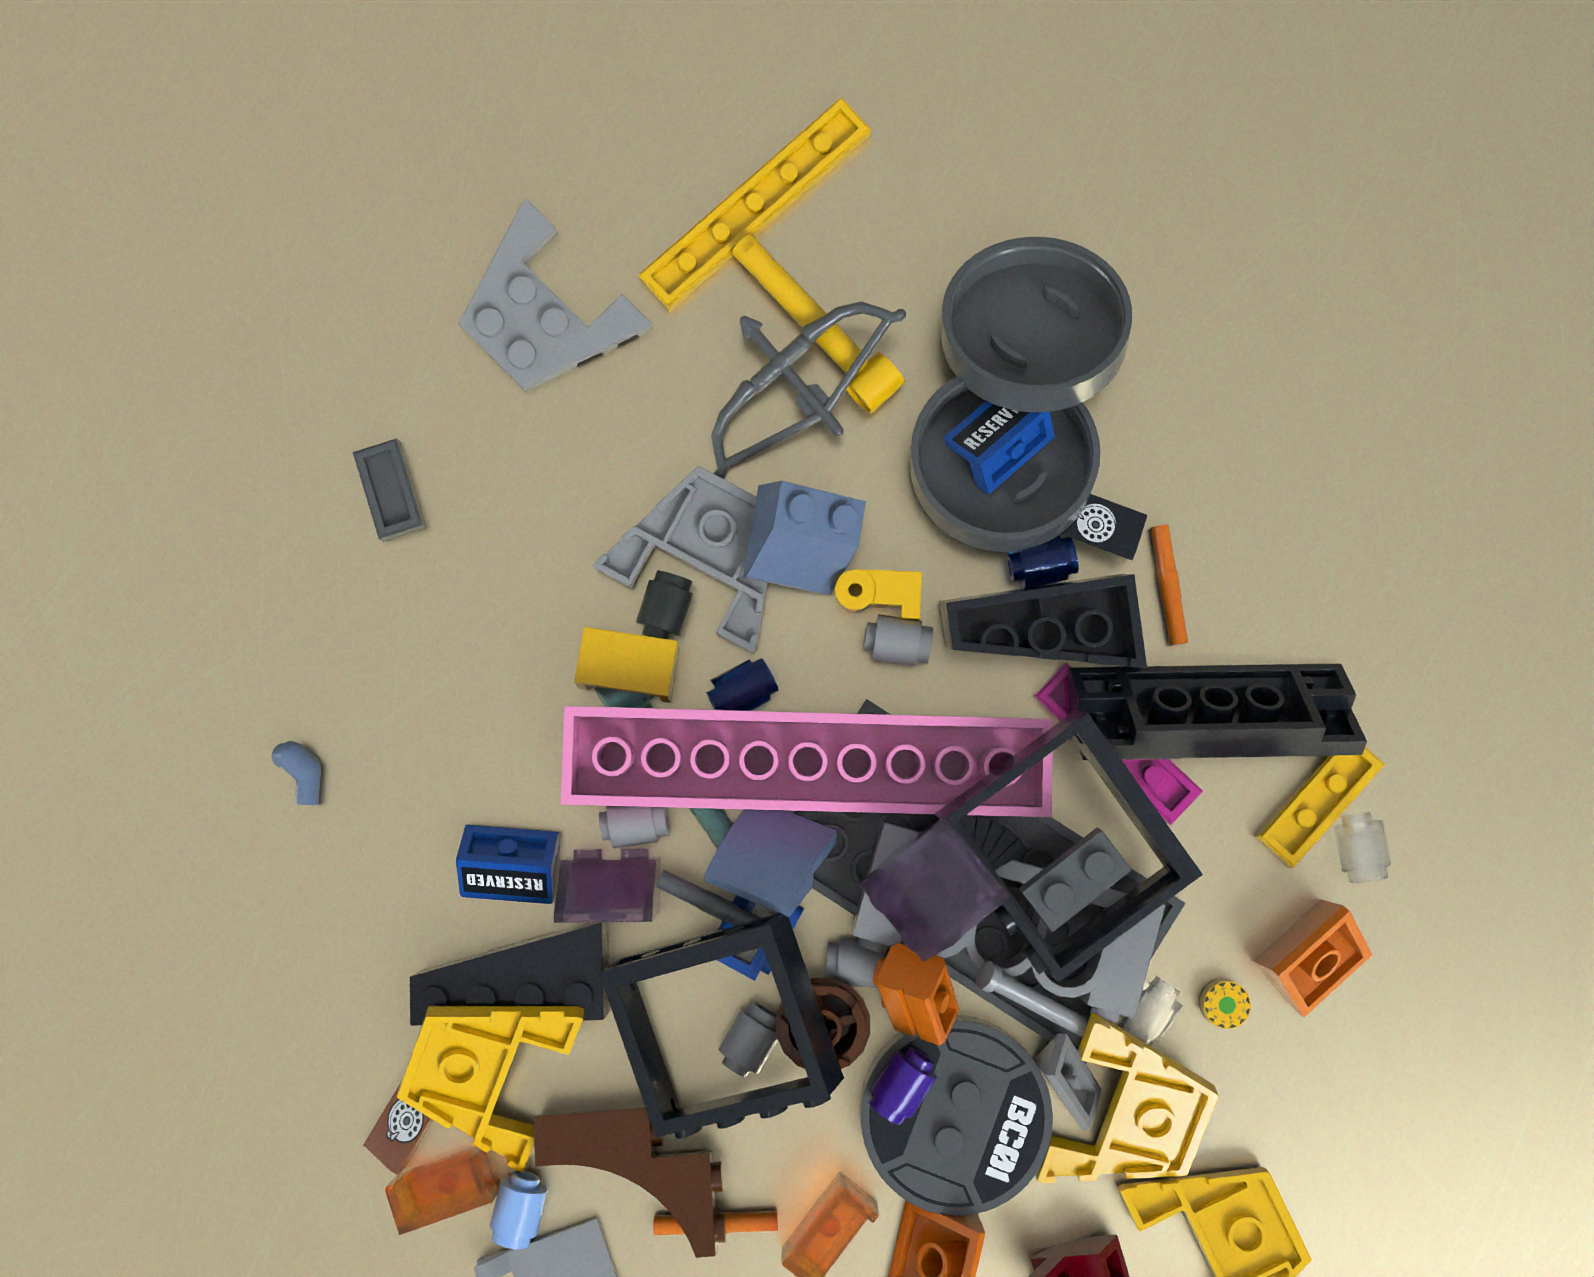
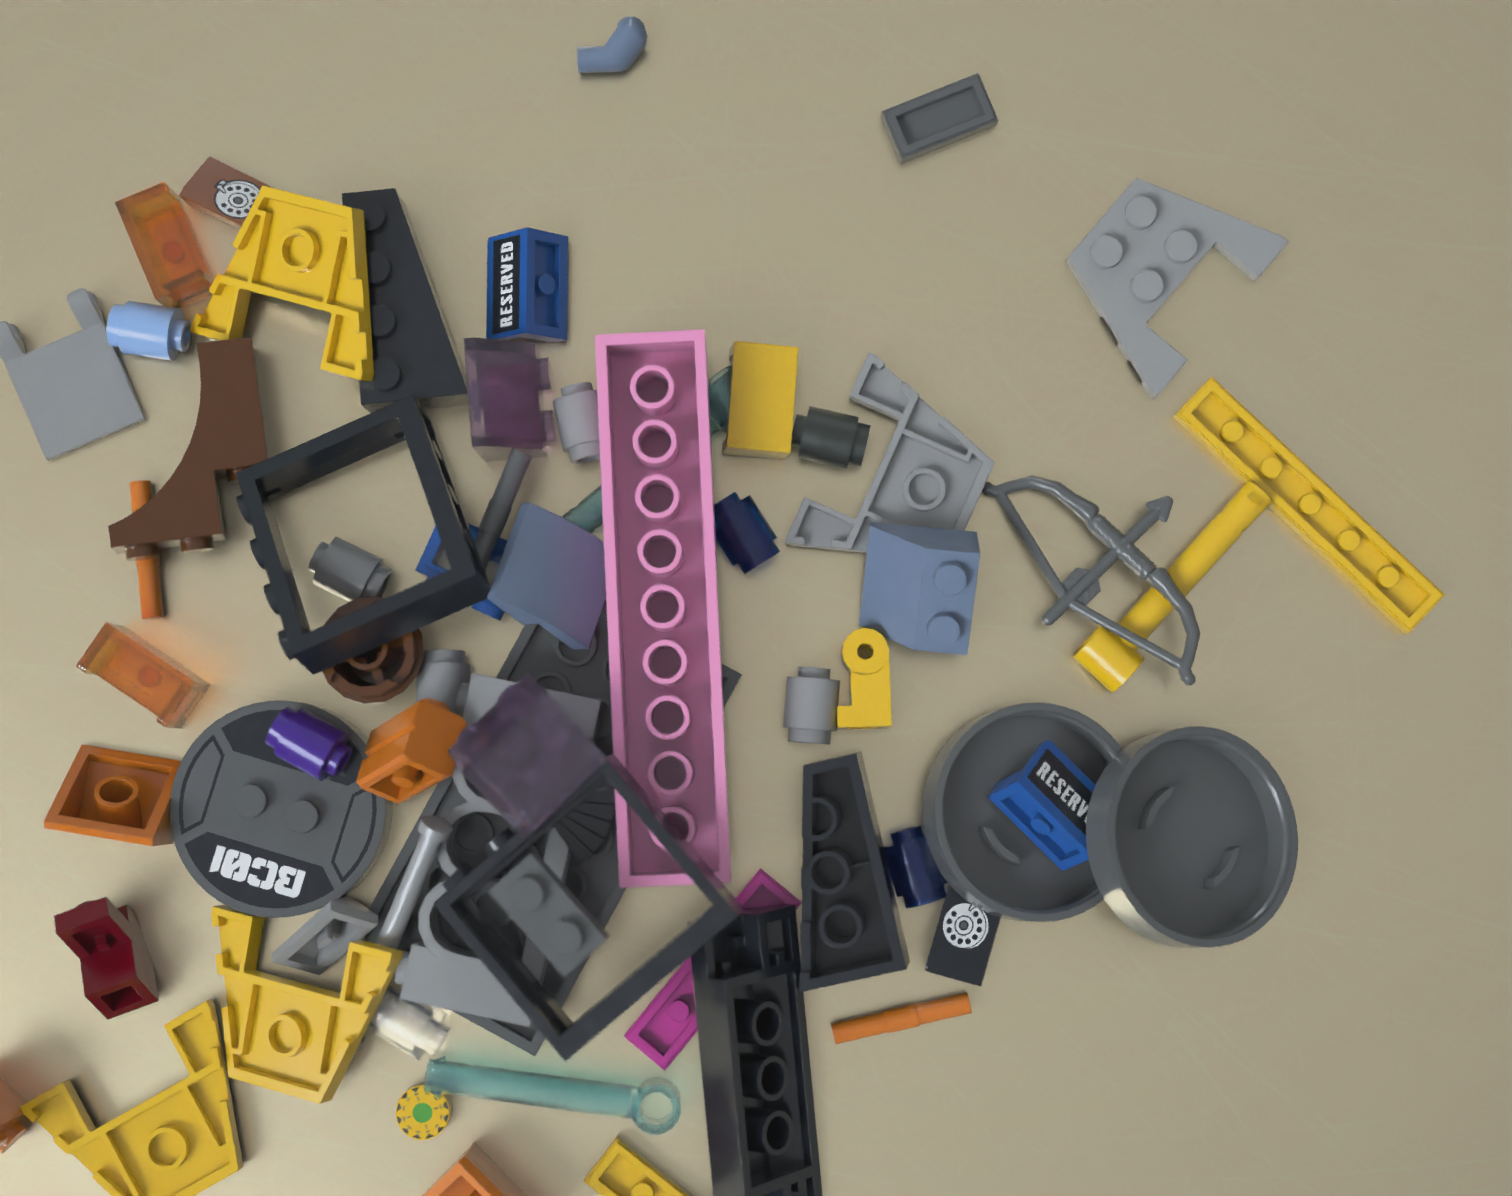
camera: 85 degrees right, 0 degrees up
(1217, 885) = (553, 1092): none -> clear light blue piece

